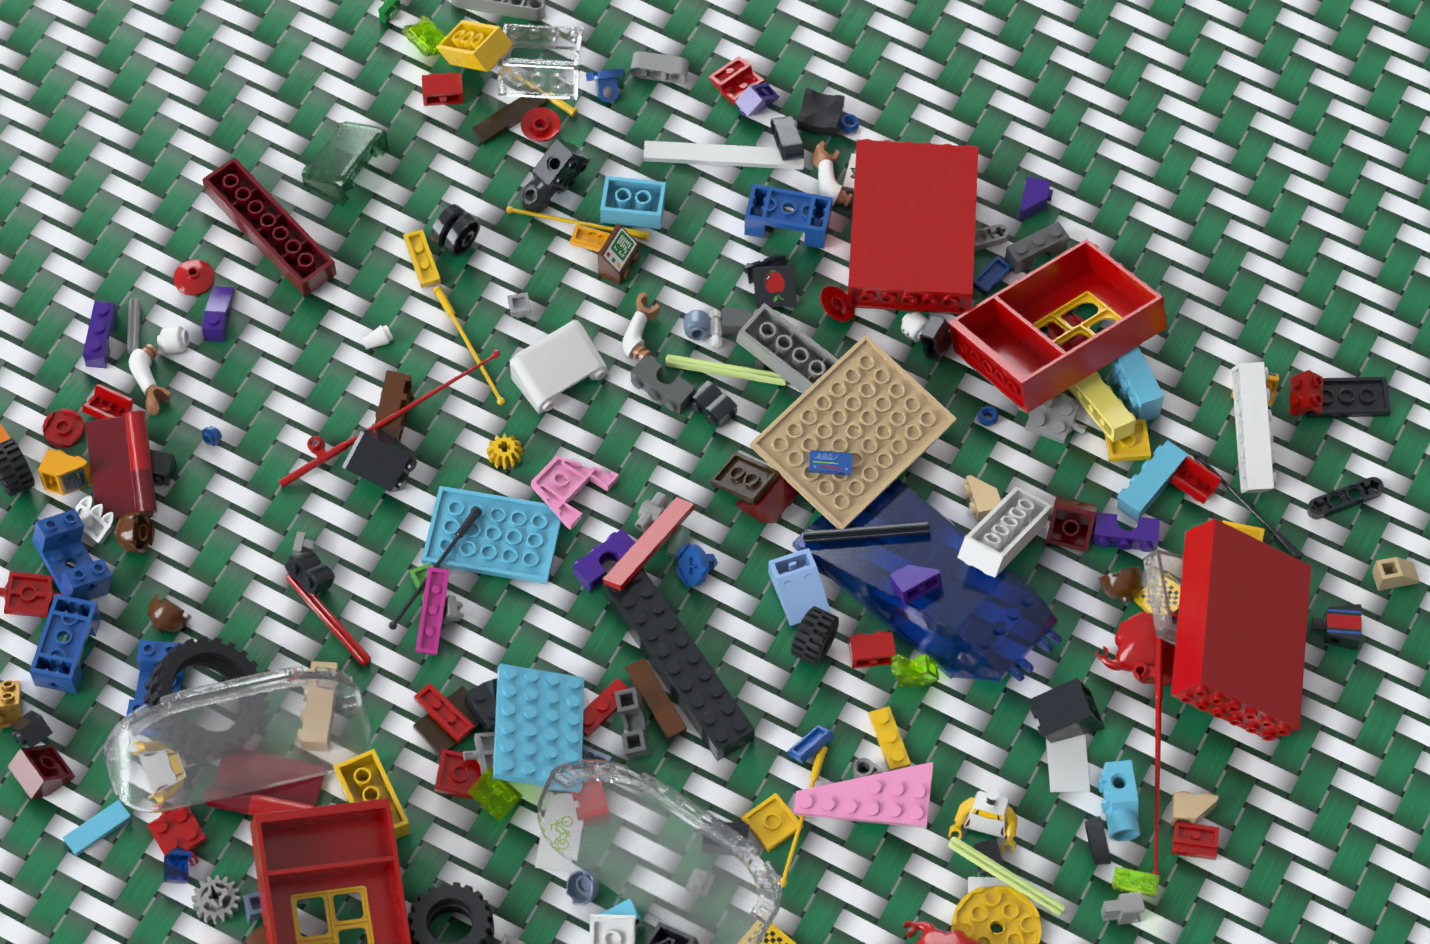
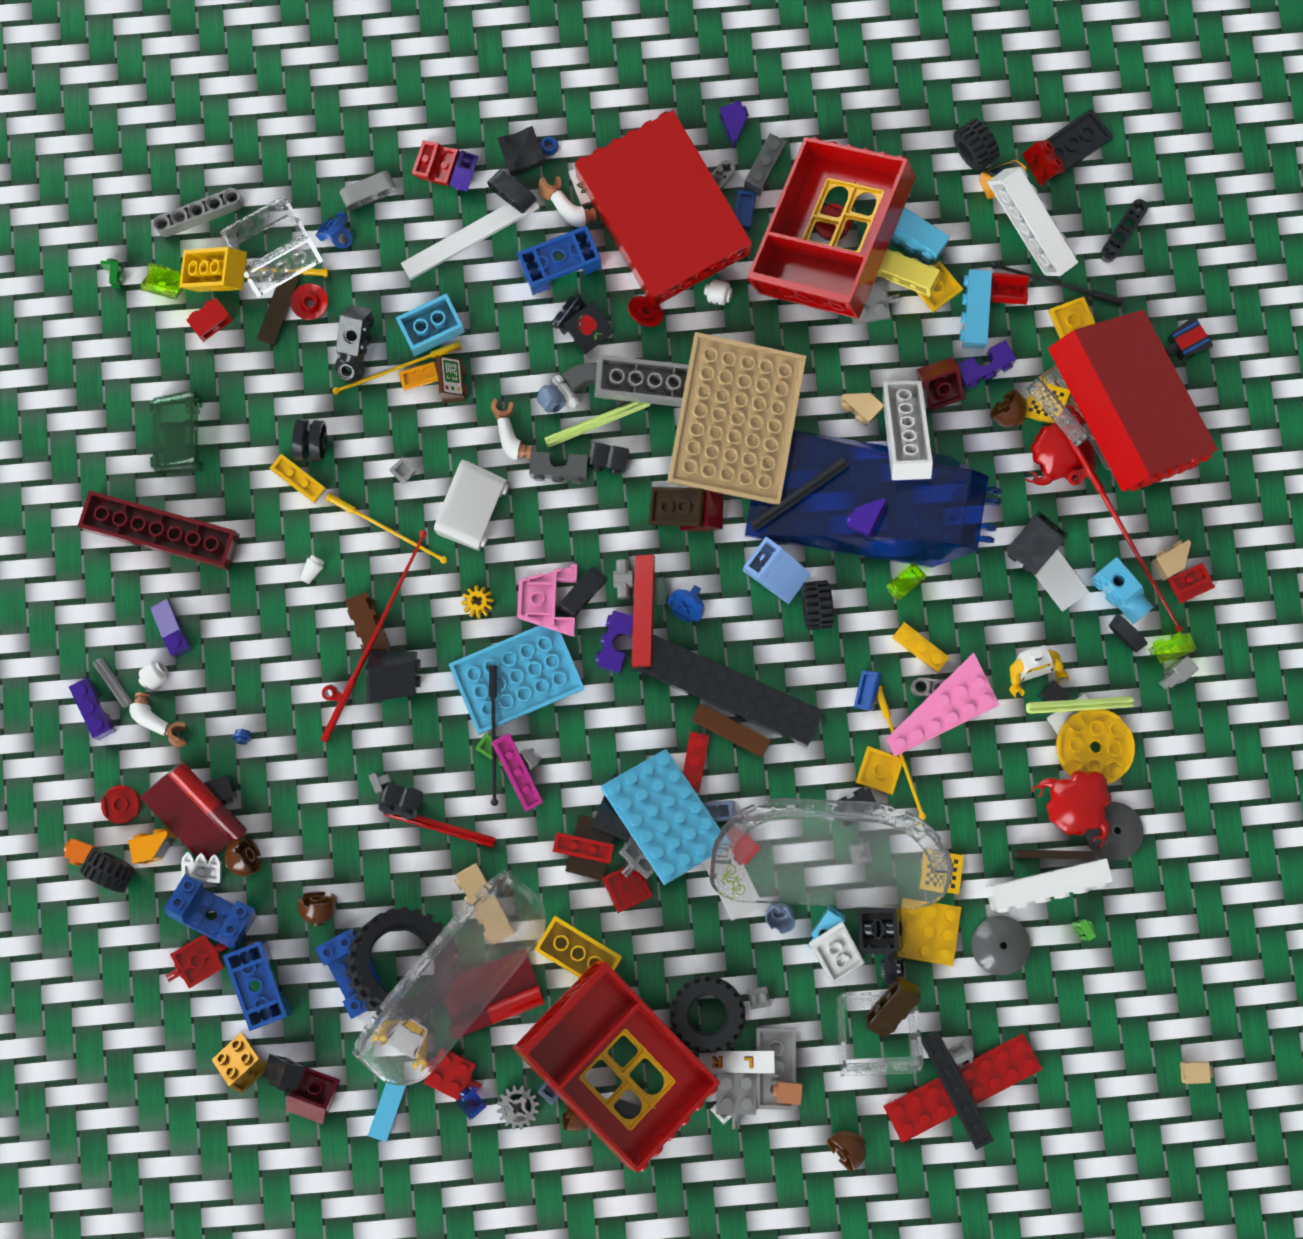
camera: 30 degrees left, 20 degrees up
(107, 403) = (144, 765): red bracket -> none
(197, 283) = (136, 614): red dish -> none
(494, 794) = (666, 894): clear neon green bracket -> none
(606, 500) = (582, 592): none -> black beam
(635, 734) = (739, 773): dark grey arch -> none
(830, 462) = (738, 457): blue tile -> none
(871, 649) = (862, 585): red brick -> none
(936, 338) = (742, 294): black brick -> none
(988, 411) = (819, 327): blue plate -> none
(1247, 338) = (976, 144): none -> black tyre
(1394, 573) = (1200, 273): tan slope -> none

